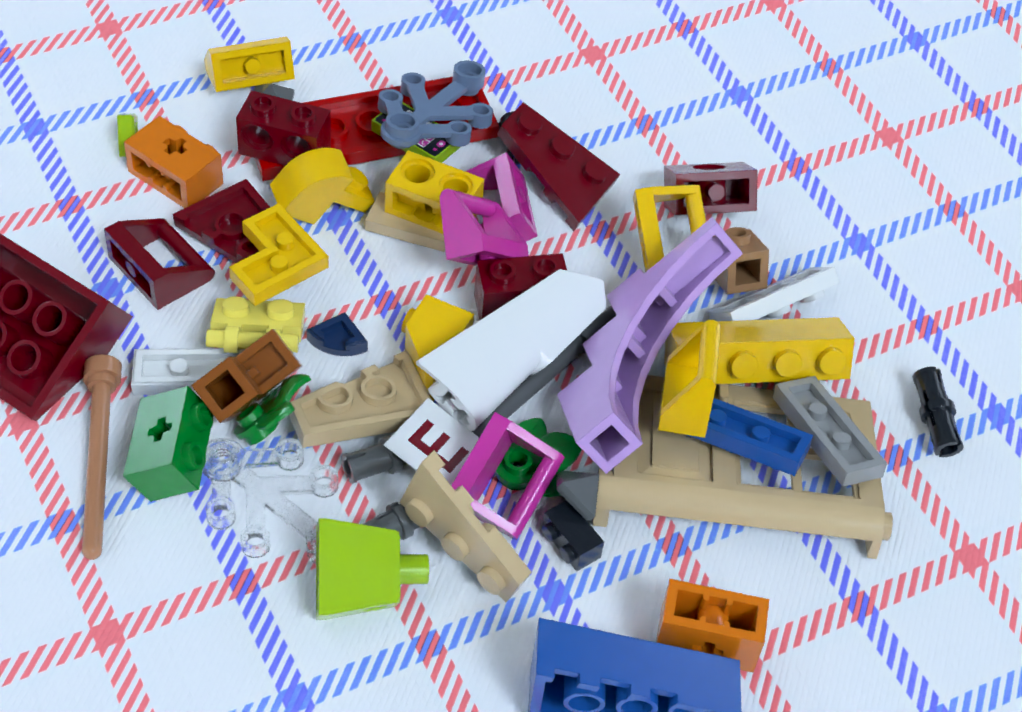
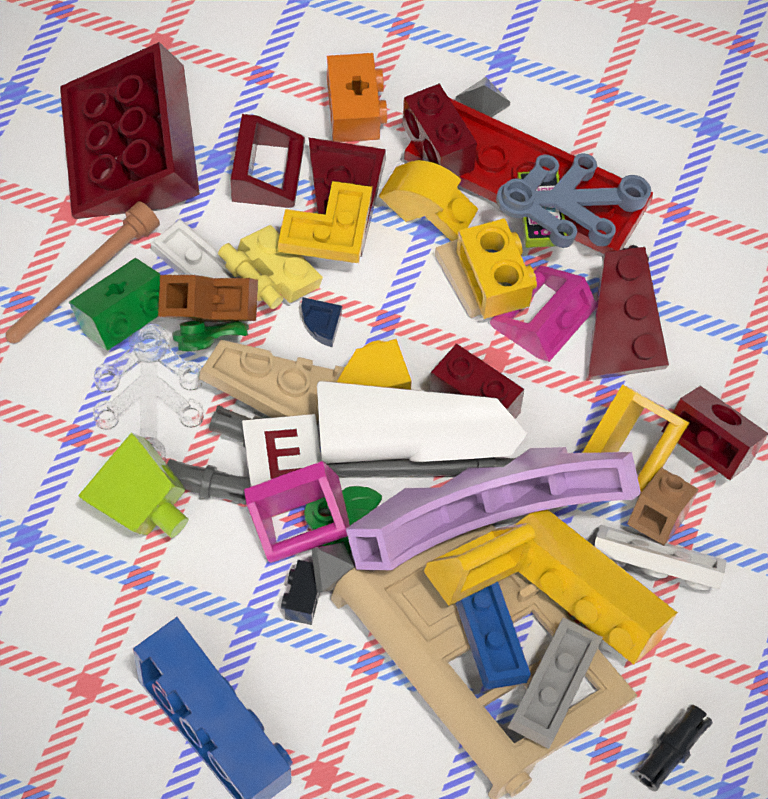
camera: 50 degrees right, 10 degrees up
(127, 127) = (353, 41): lime tile -> none
(250, 64) = (489, 58): yellow tile -> none
(450, 517) = (219, 525): tan wing -> none
(465, 237) = (451, 317): dark pink tile -> none
(714, 622) = (306, 731): orange brick -> none

